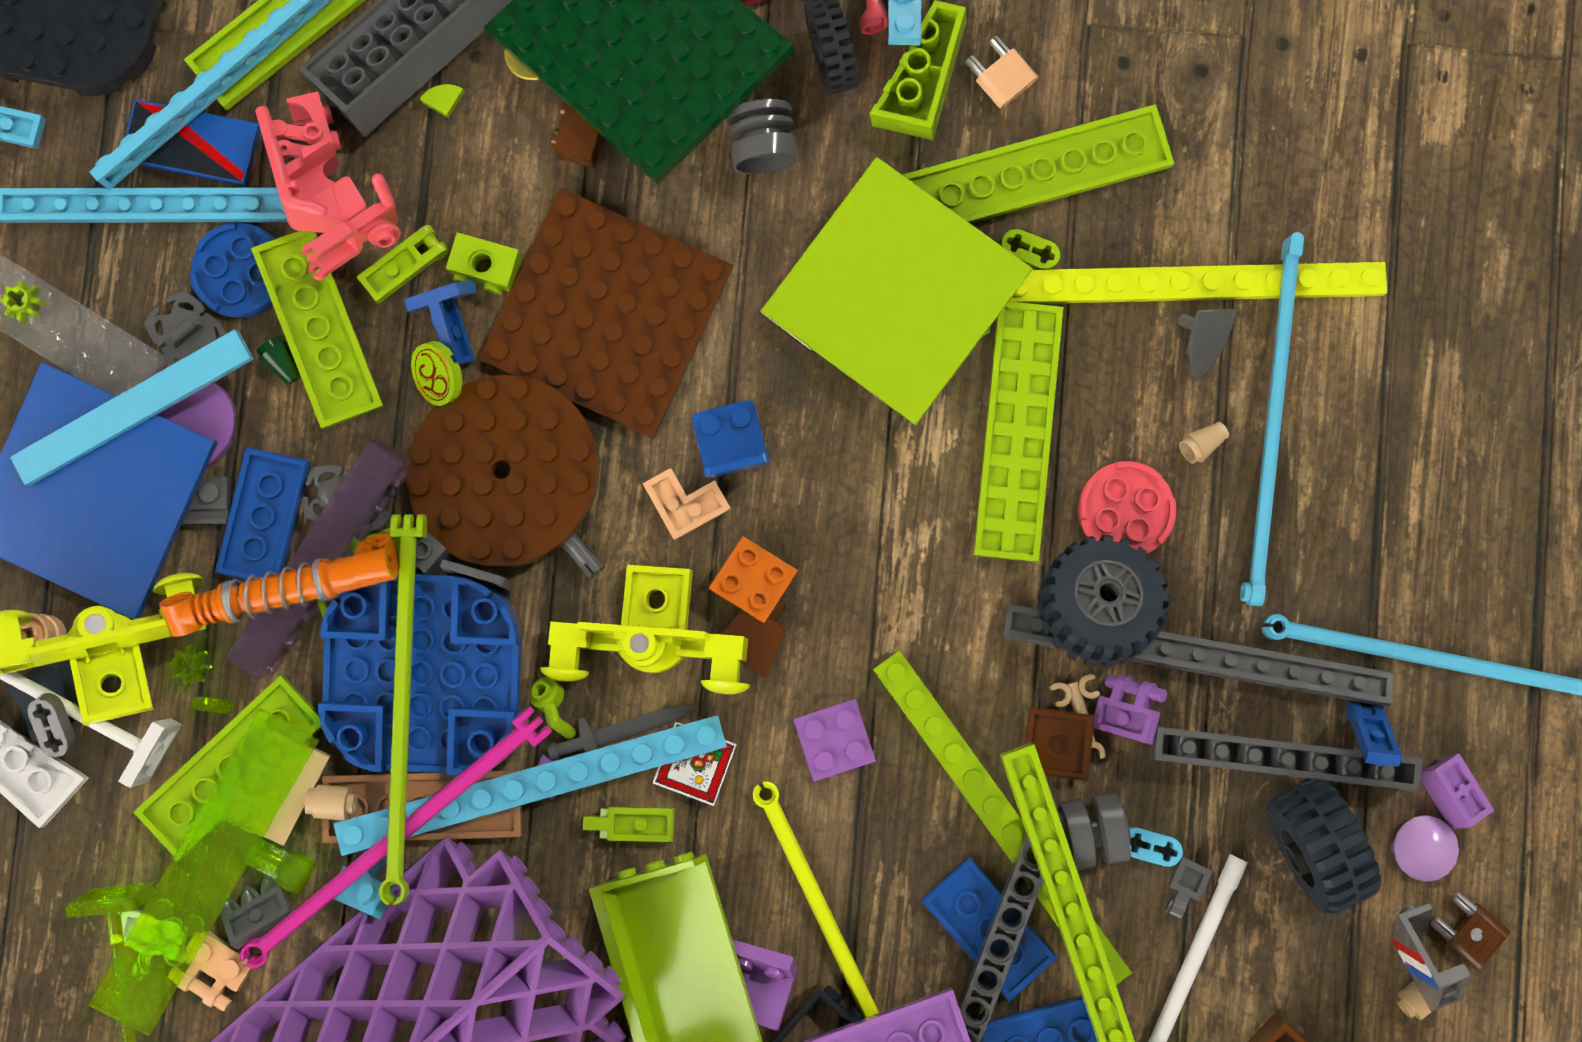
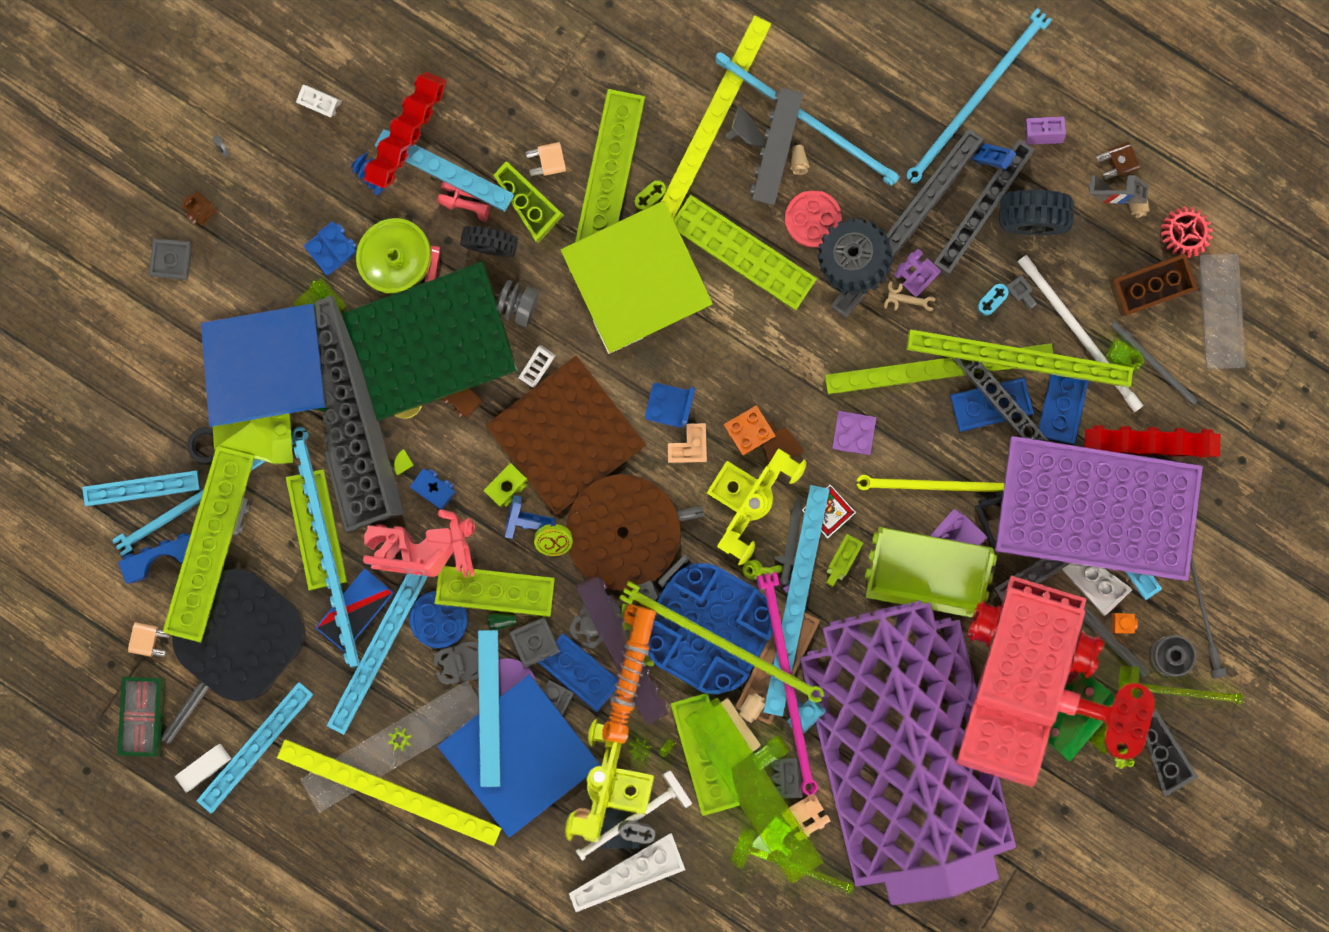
camera: 60 degrees left, 0 degrees up
(272, 426) = (534, 642): none -> dark grey tile
(402, 264) = (483, 530): lime plate -> none
(418, 145) = (422, 486): none -> blue brick
(713, 220) = (547, 353): none -> white slope
(1062, 741) = (915, 315): reddish brown tile -> none
(1103, 829) = (971, 318): dark grey wheel -> none
(1208, 396) = (777, 146): none -> dark grey brick
(1425, 848) = (1066, 160): lavender dish -> none

